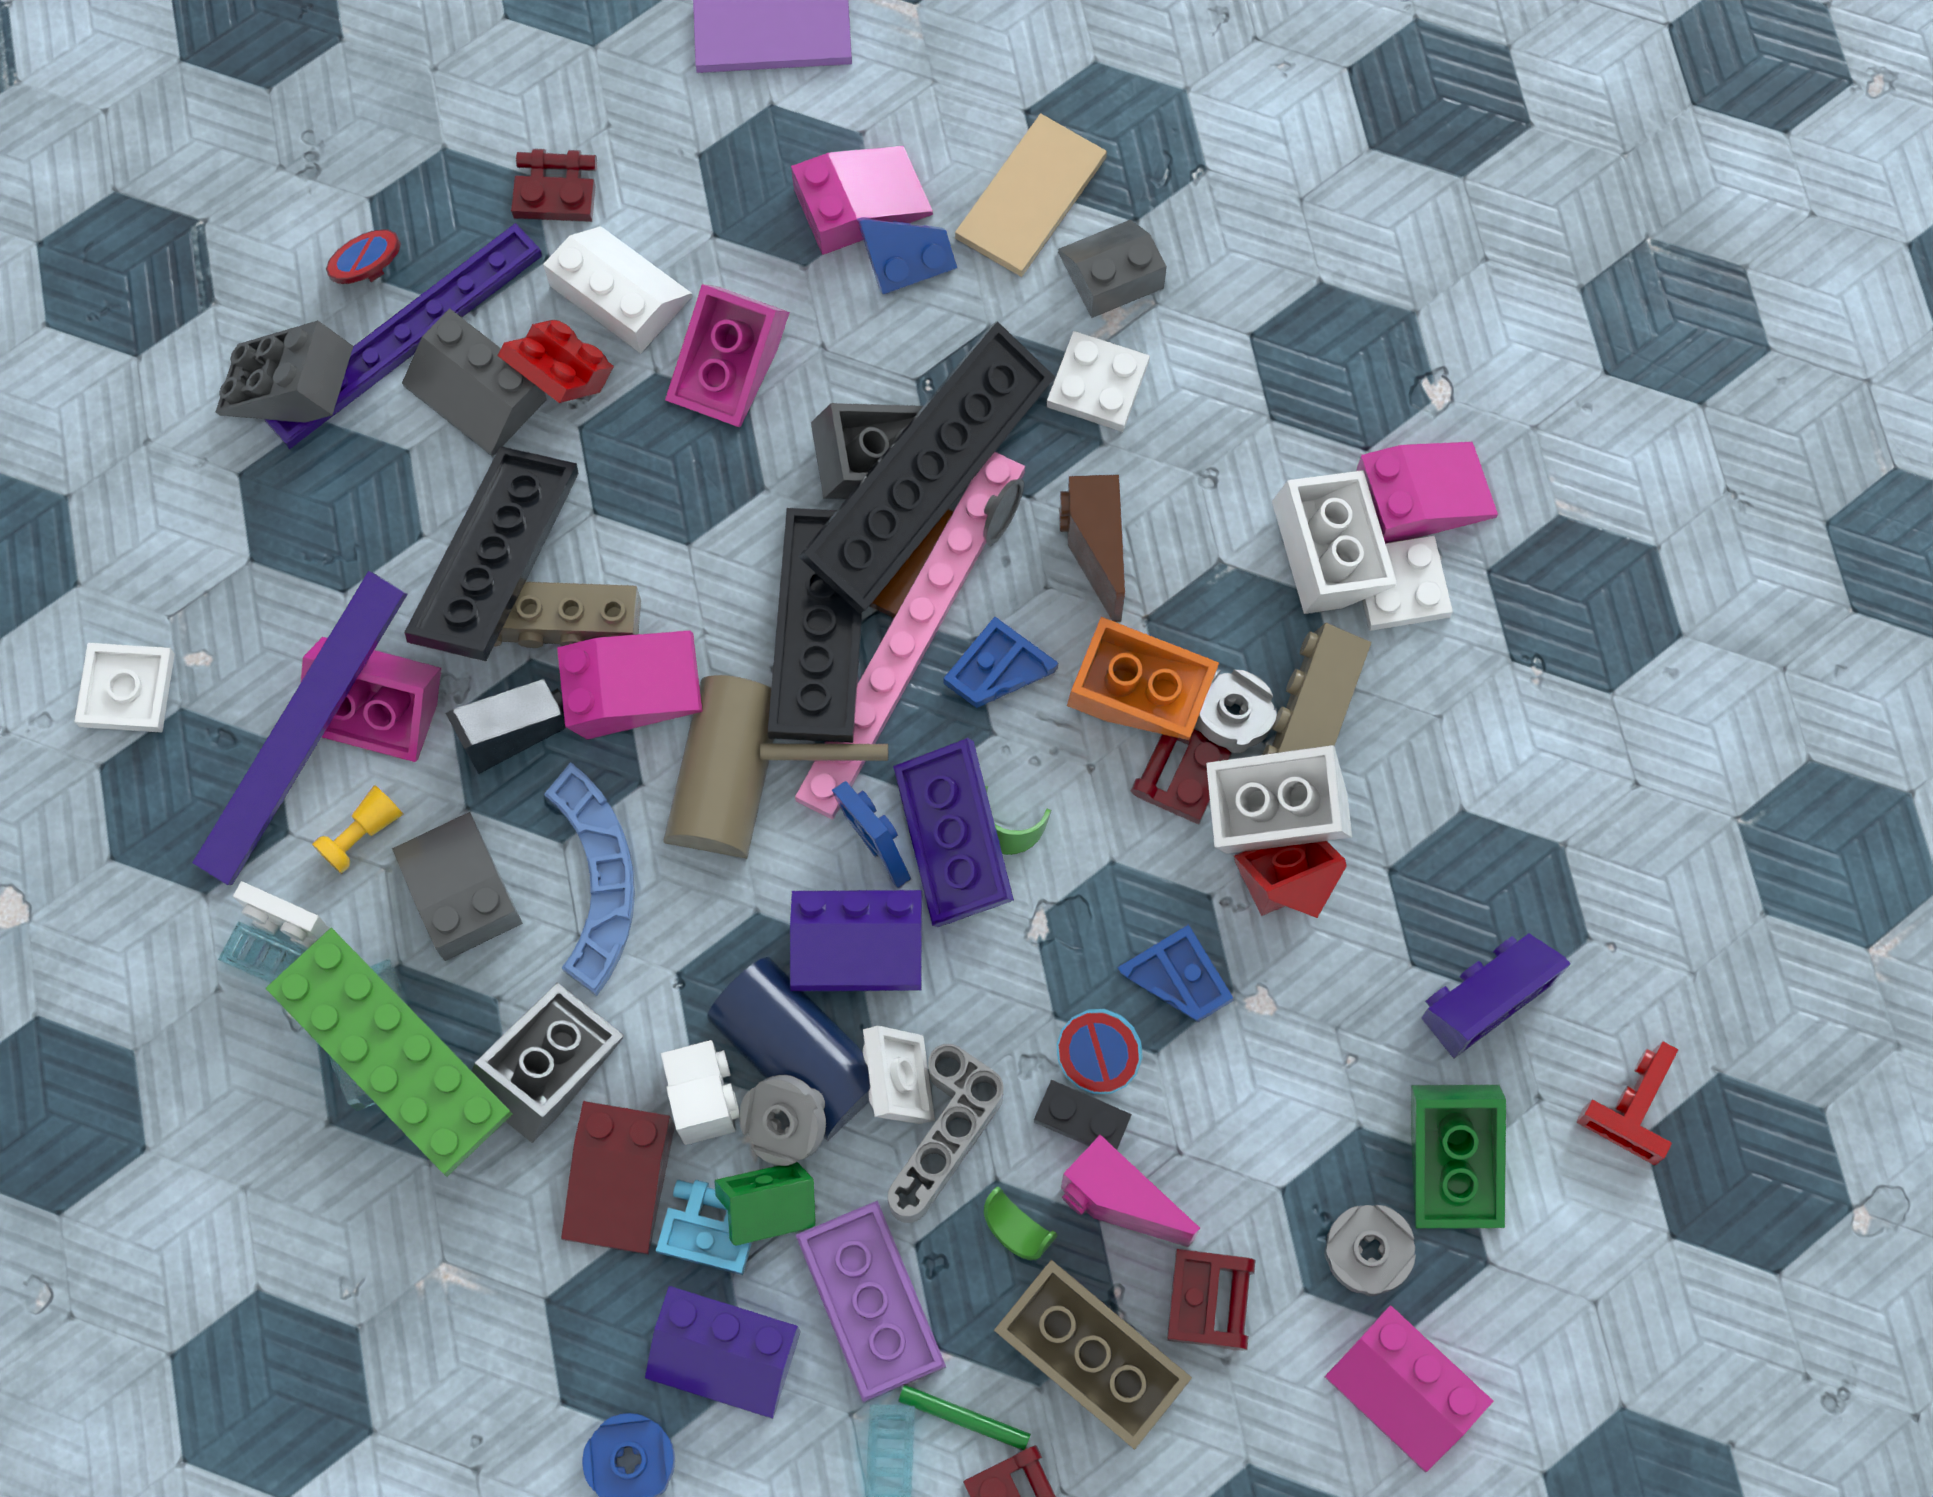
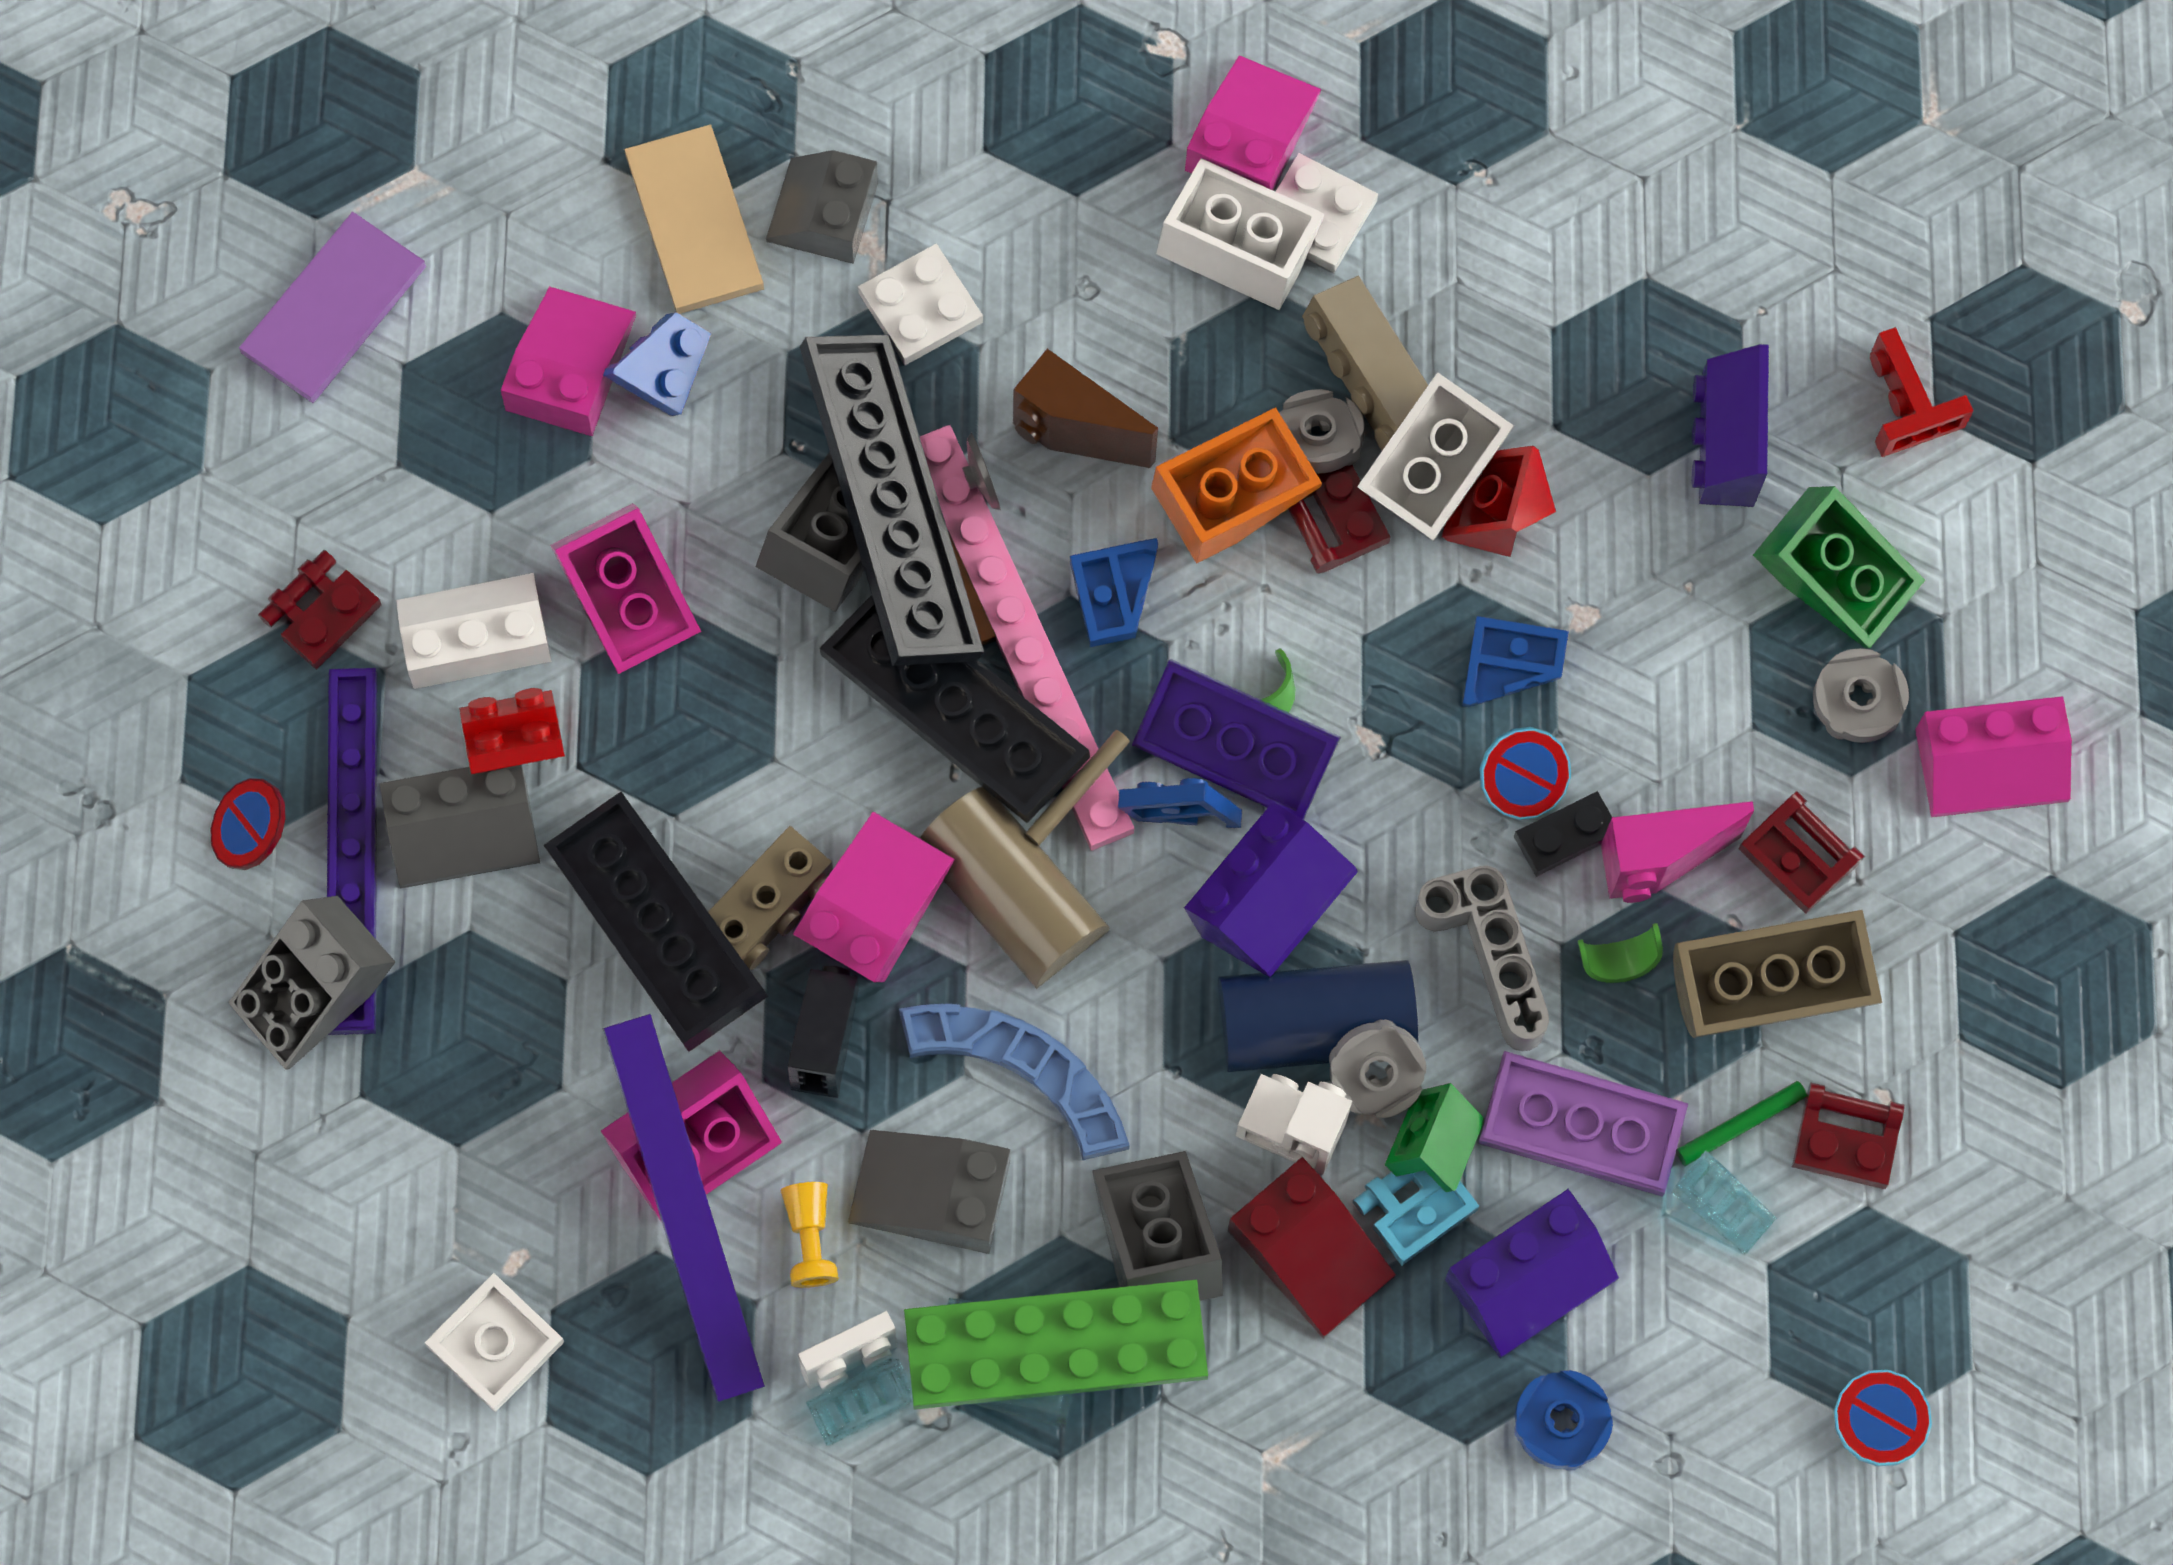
camera: 55 degrees left, 0 degrees up
(898, 1075) = (1430, 954): white plate -> none

